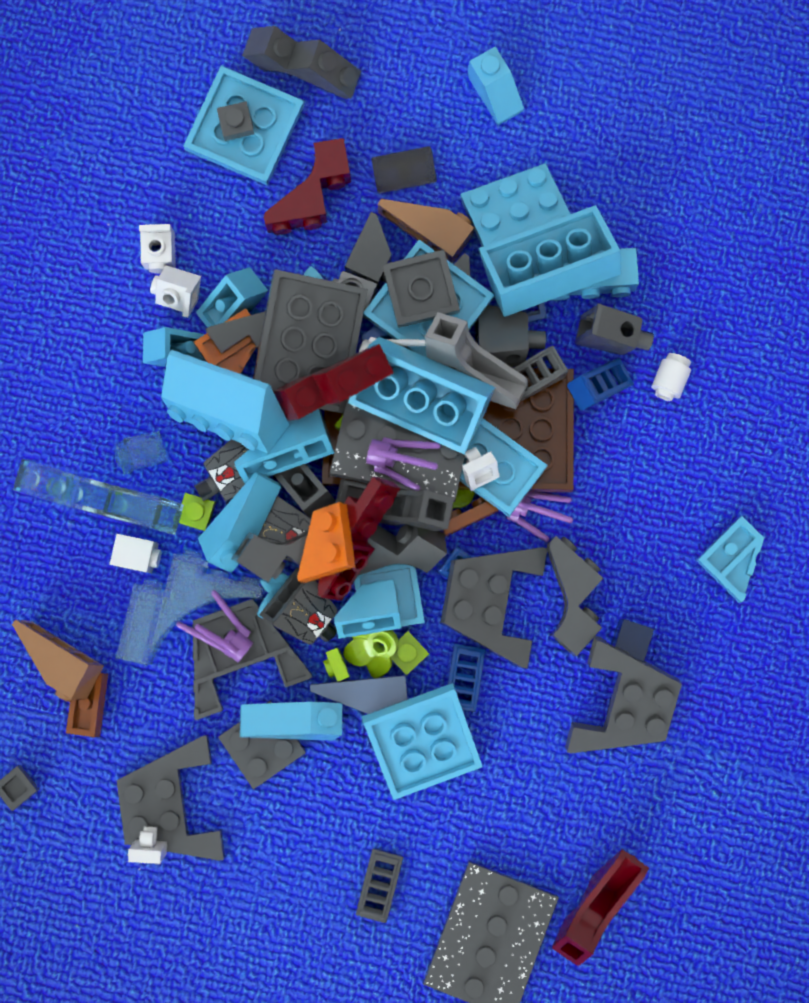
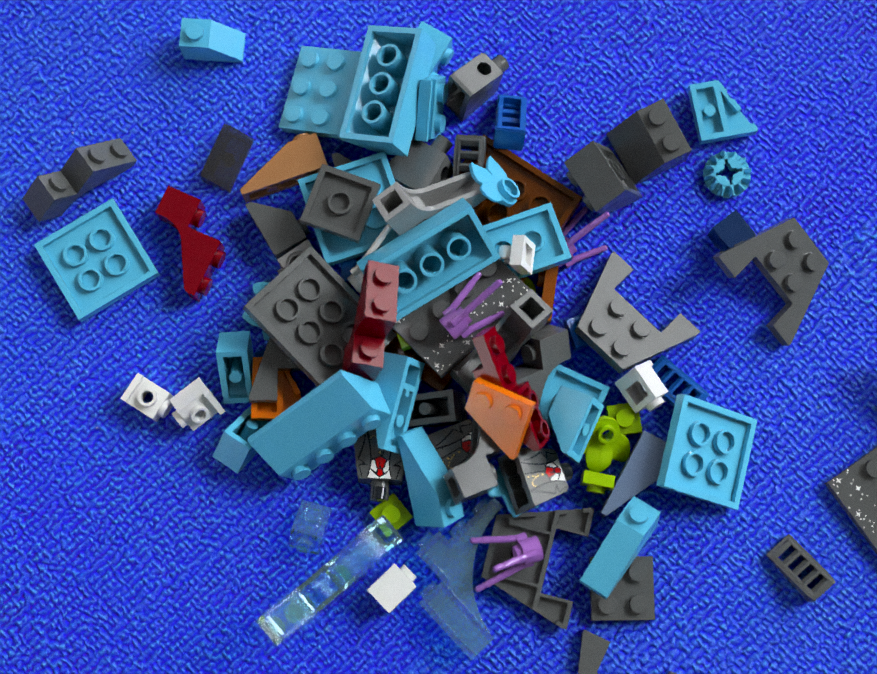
camera: 55 degrees left, 5 degrees down
(235, 121) = (90, 262): dark grey plate -> none
(441, 650) = (642, 387): none -> white brick
(532, 406) = (495, 183): none -> medium azure plate
(562, 307) = (431, 100): none -> medium azure plate
(576, 582) = (657, 247): dark grey arch -> none
(602, 495) = (601, 178): none -> dark grey slope
(665, 515) = (649, 142): none -> dark grey slope
(670, 601) = (719, 184): none -> medium azure gear
(671, 377) = (542, 64): white brick -> none

